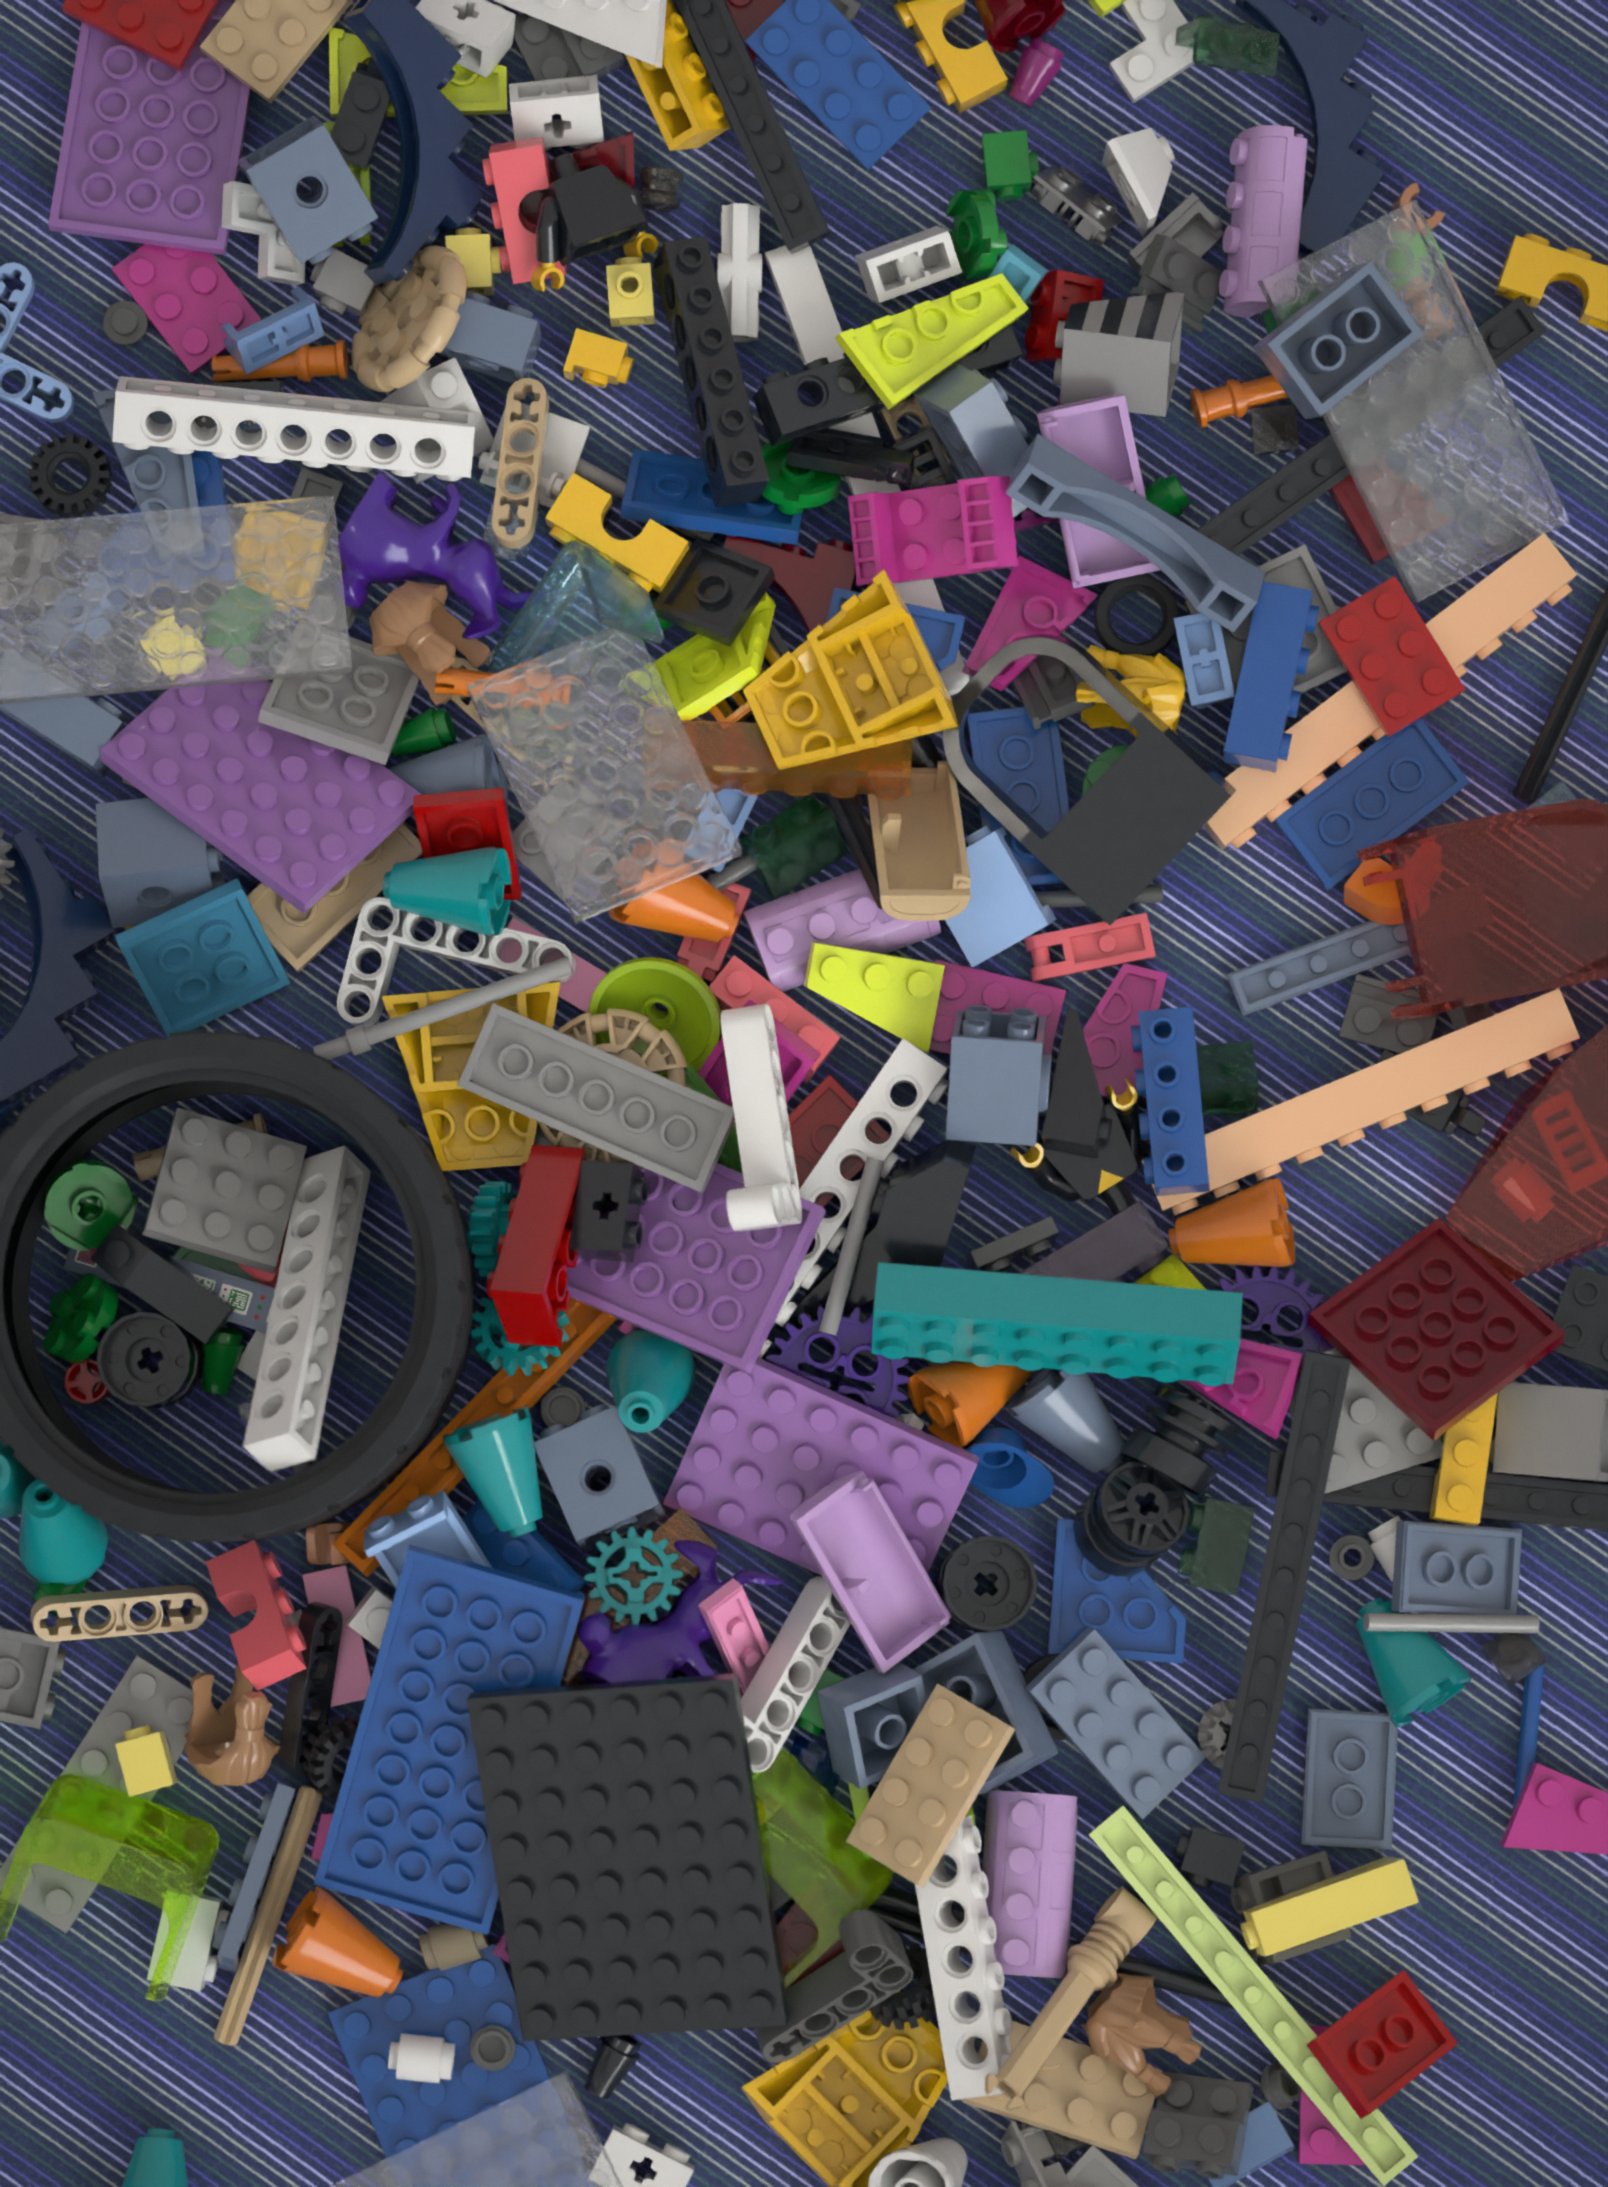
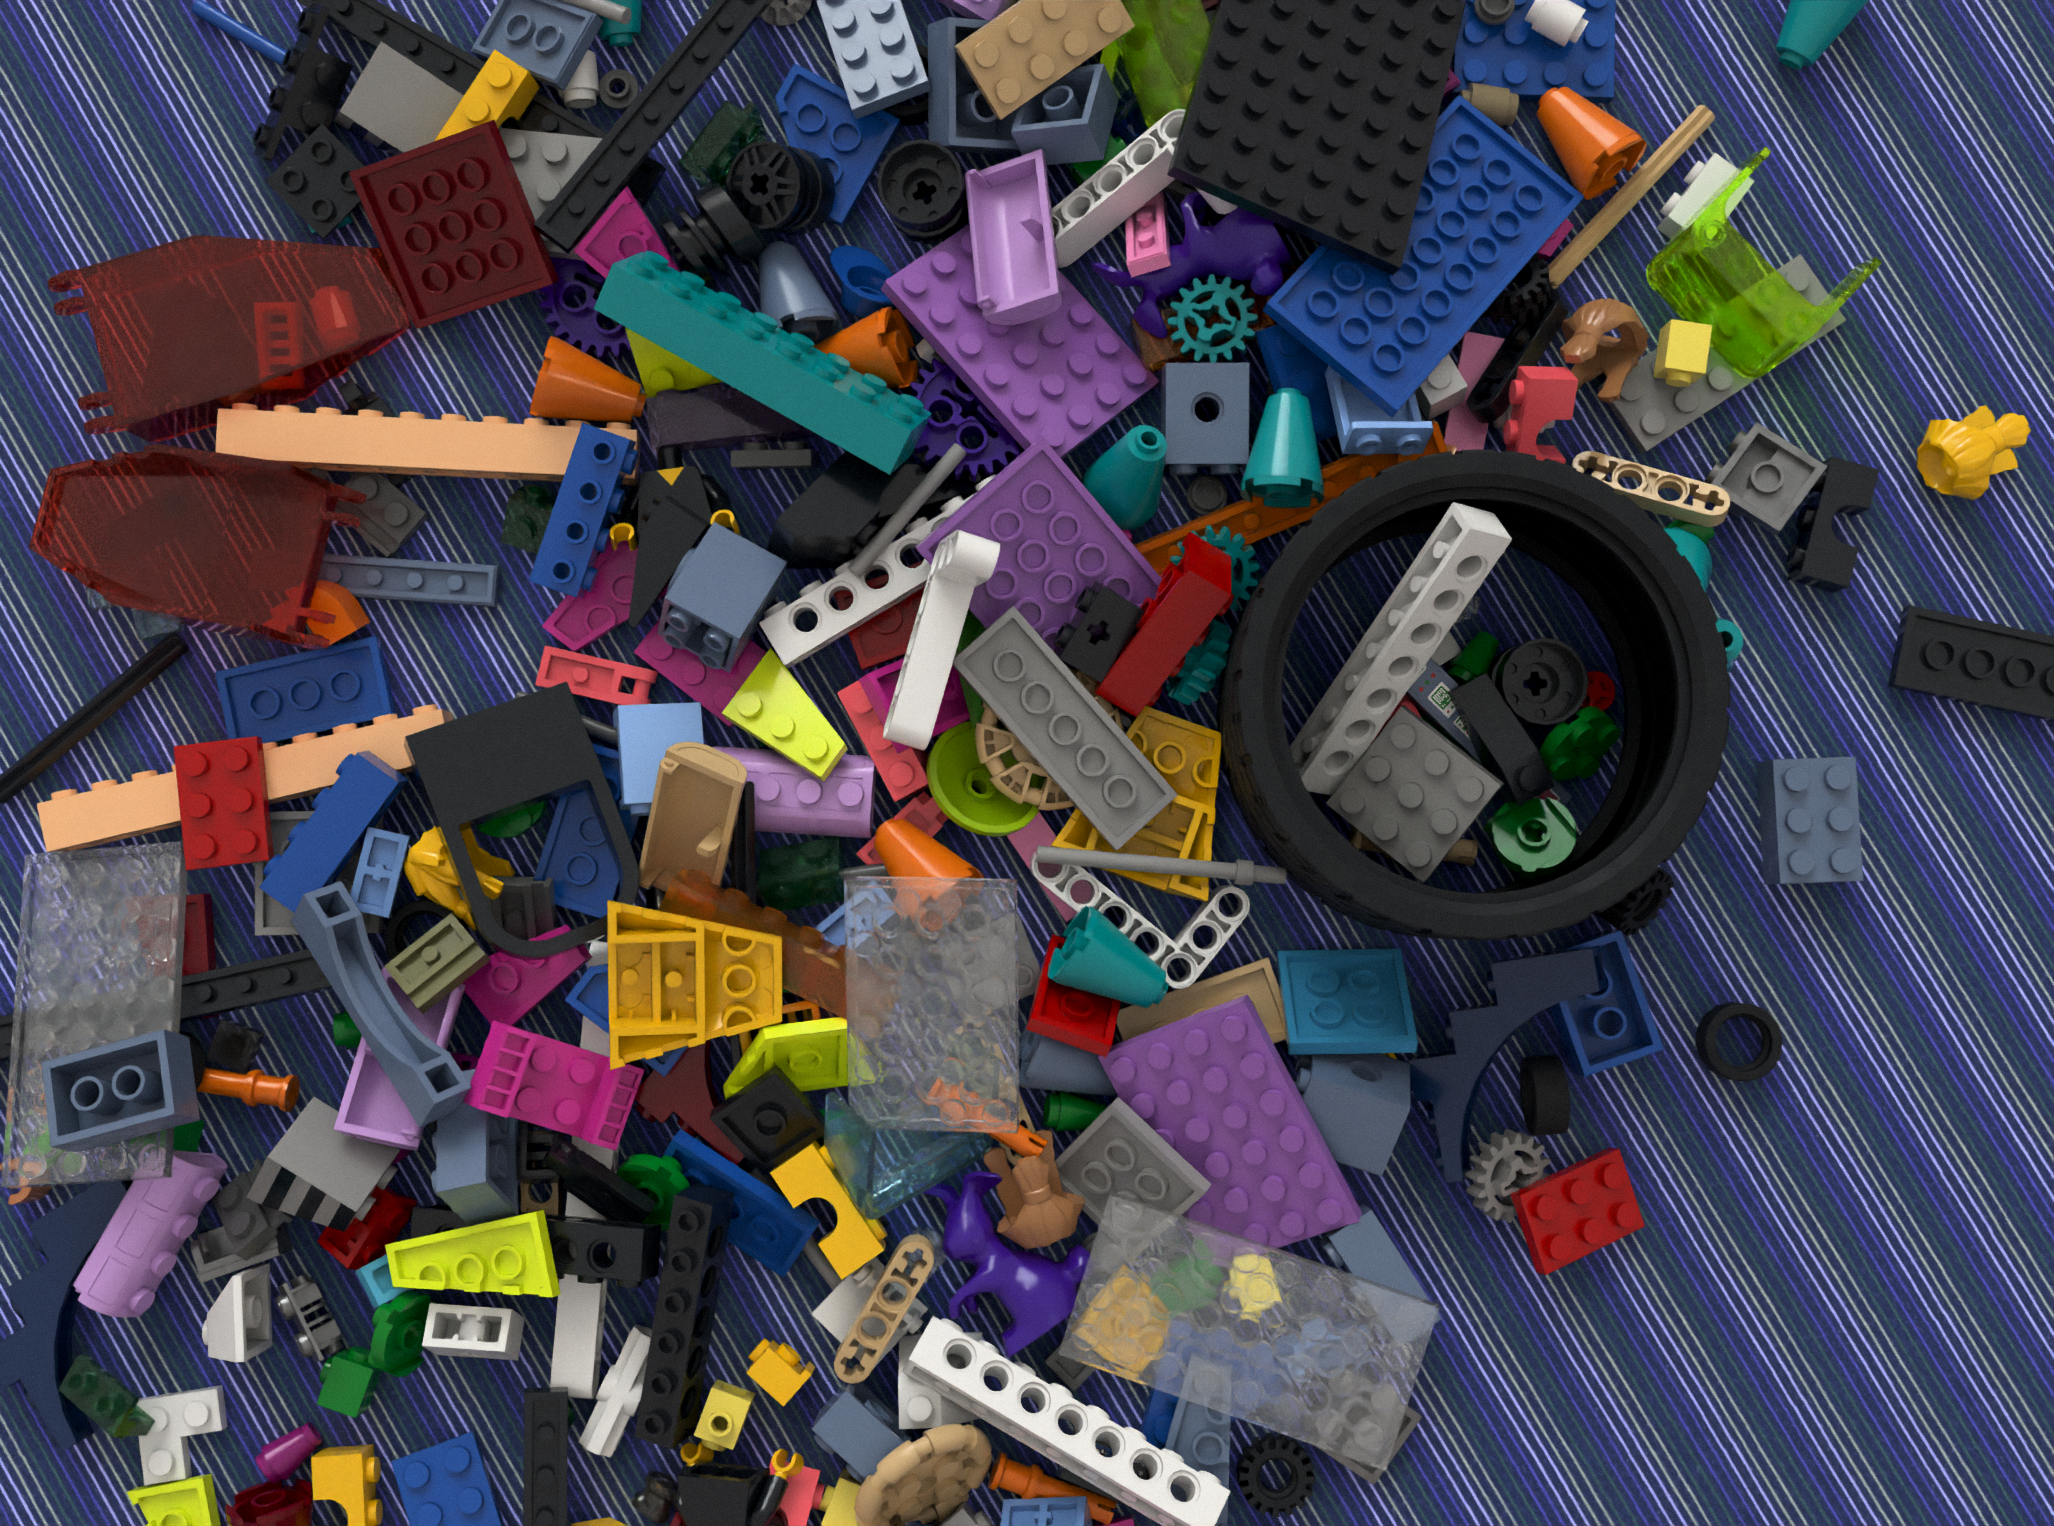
camera: 155 degrees left, 0 degrees up
(244, 1893) = (1642, 214): sand blue wing -> none
(1106, 596) = (437, 963): none -> olive plate

